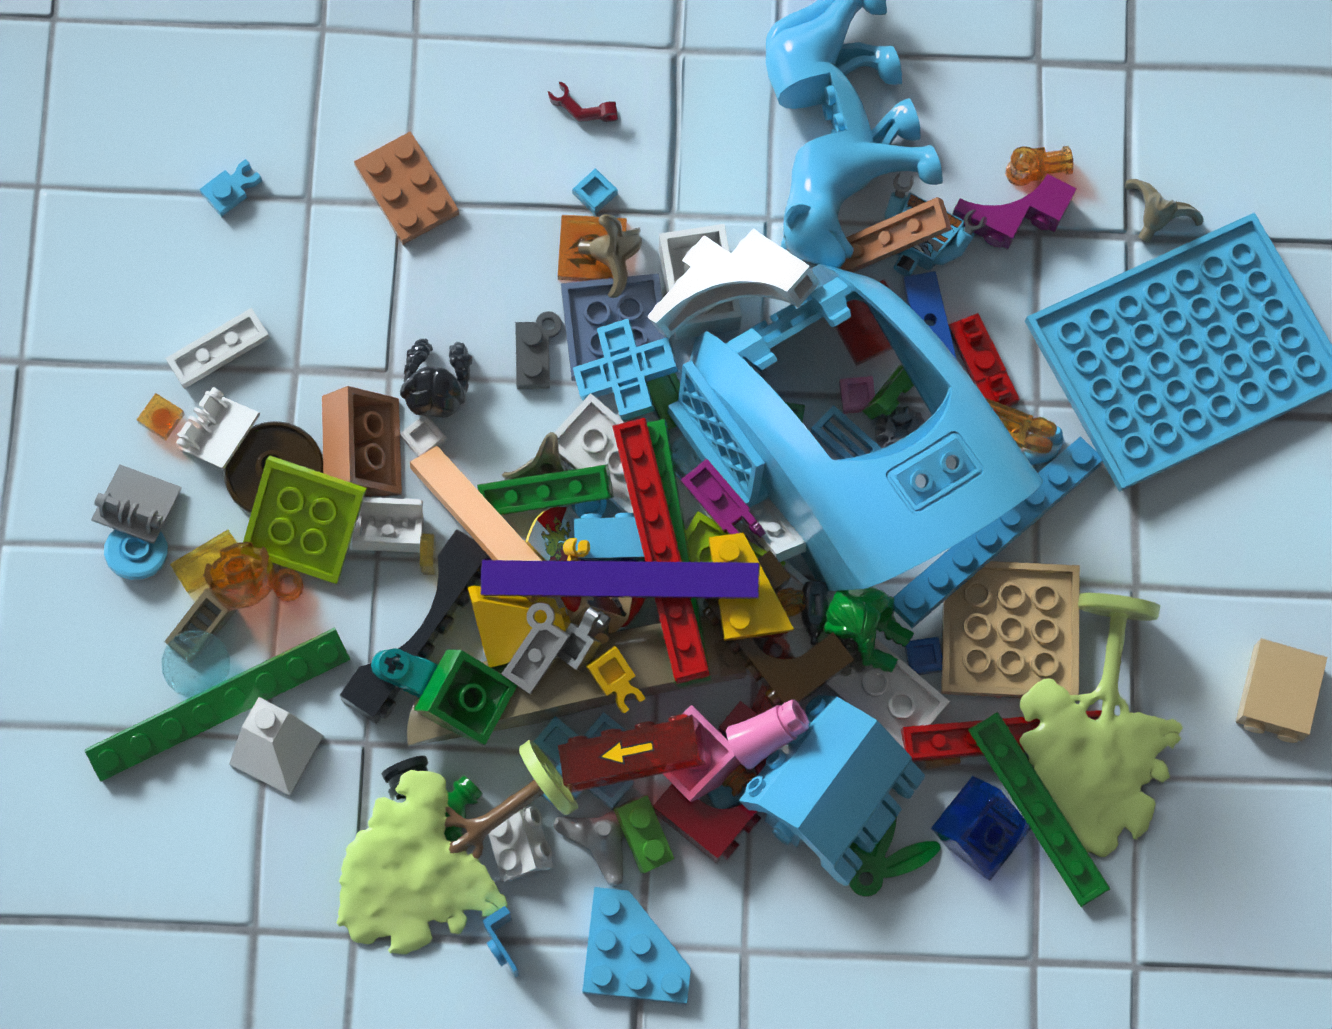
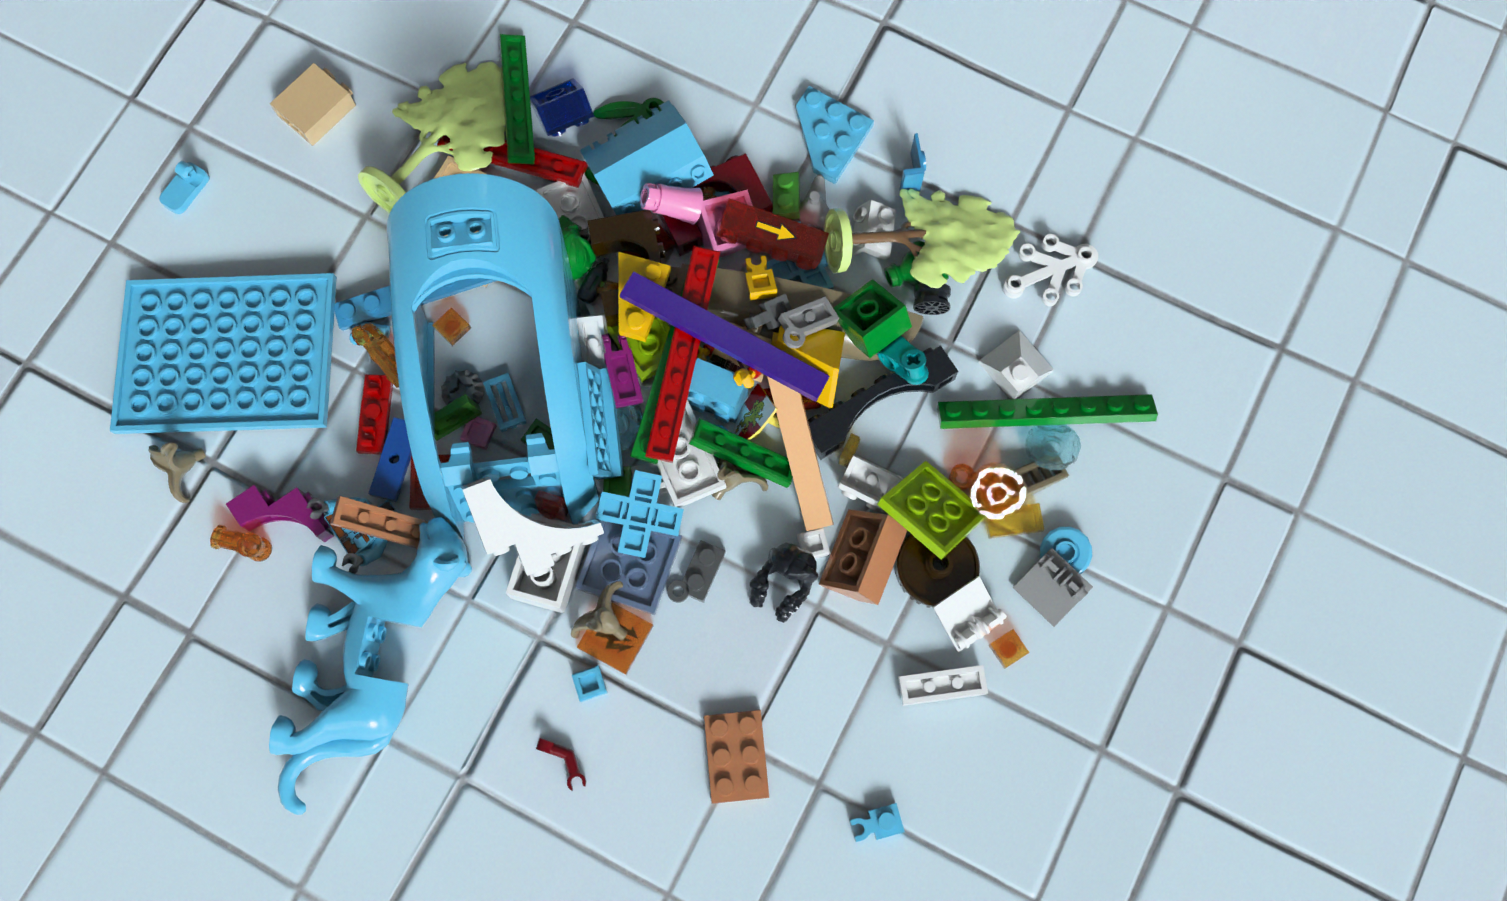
camera: 150 degrees left, 0 degrees up
(274, 893) = (1054, 268): none -> white plant
(723, 326) = (551, 506): none -> clear red plate

